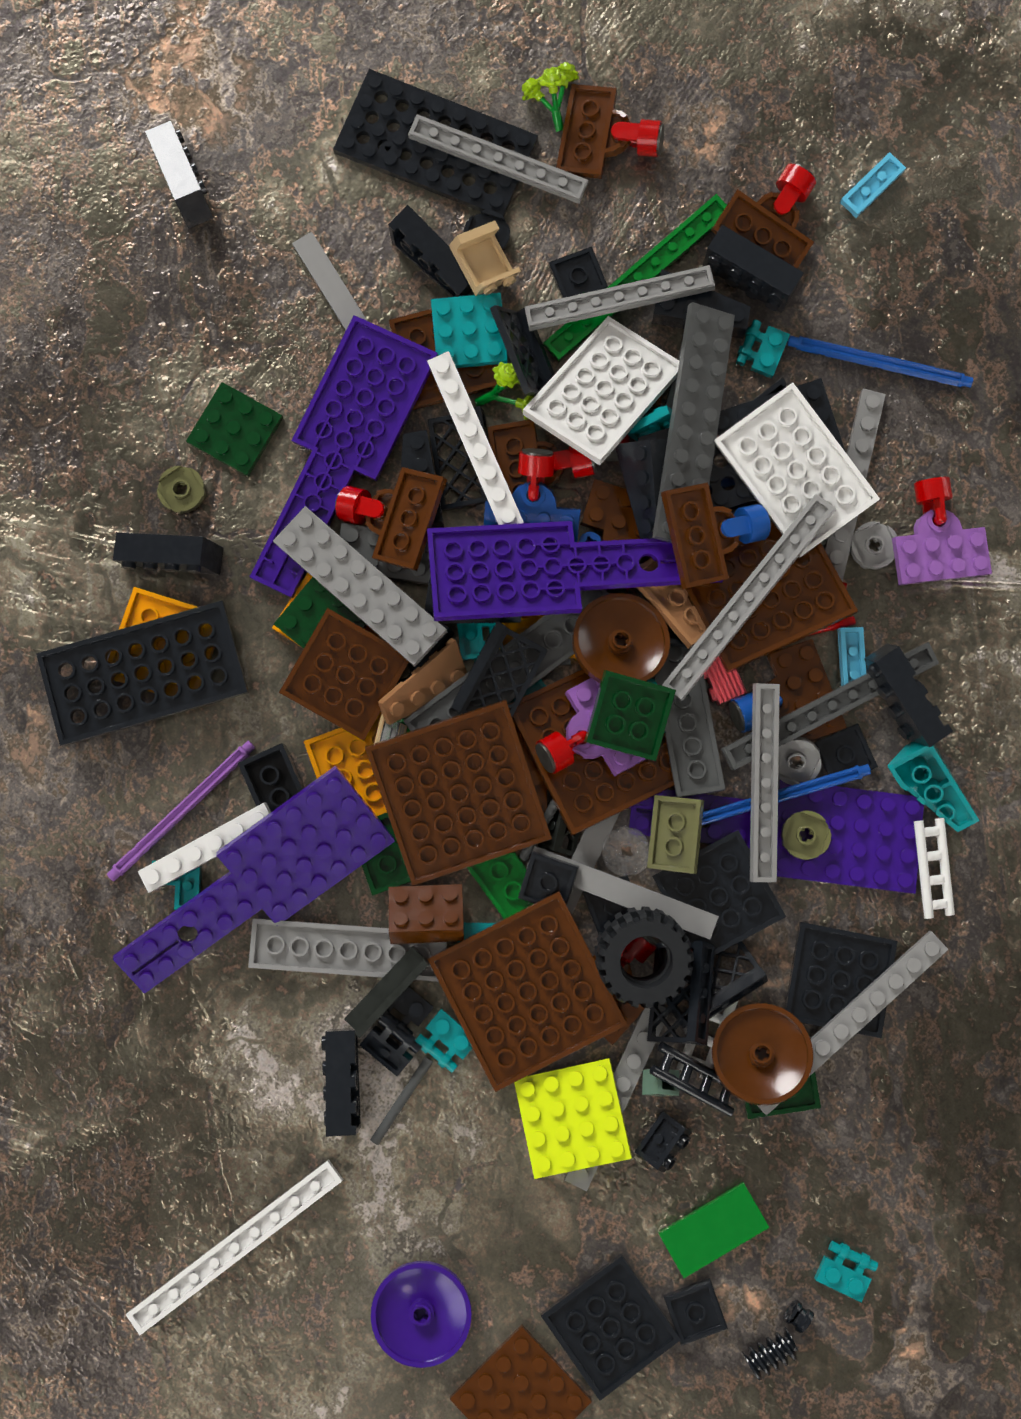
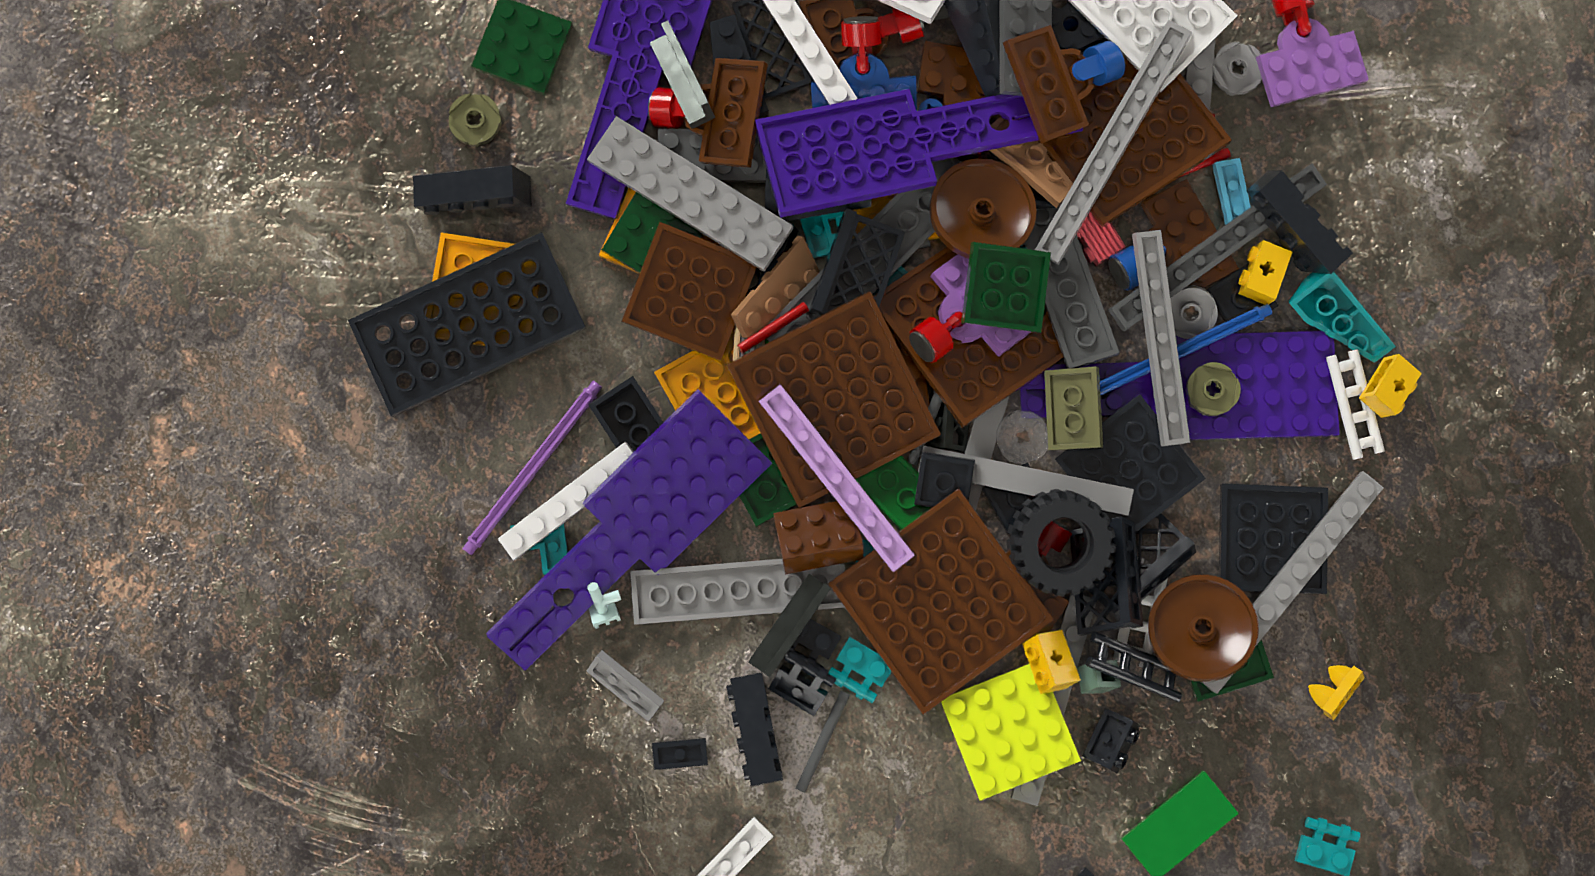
camera: 15 degrees left, 0 degrees up
(223, 948) = (604, 606): none -> light aqua arm
(231, 1021) = (625, 685): none -> light grey plate
(270, 1091) = (679, 753): none -> black plate
(368, 480) = (681, 78): none -> fence
(415, 718) = (772, 328): none -> red bar
(449, 866) = (836, 478): none -> lavender plate
(618, 1063) = (1051, 661): none -> yellow brick
(868, 1134) = (1331, 699): none -> yellow tile
(879, 727) = (1274, 265): none -> yellow brick
(969, 856) = (1390, 386): none -> yellow brick

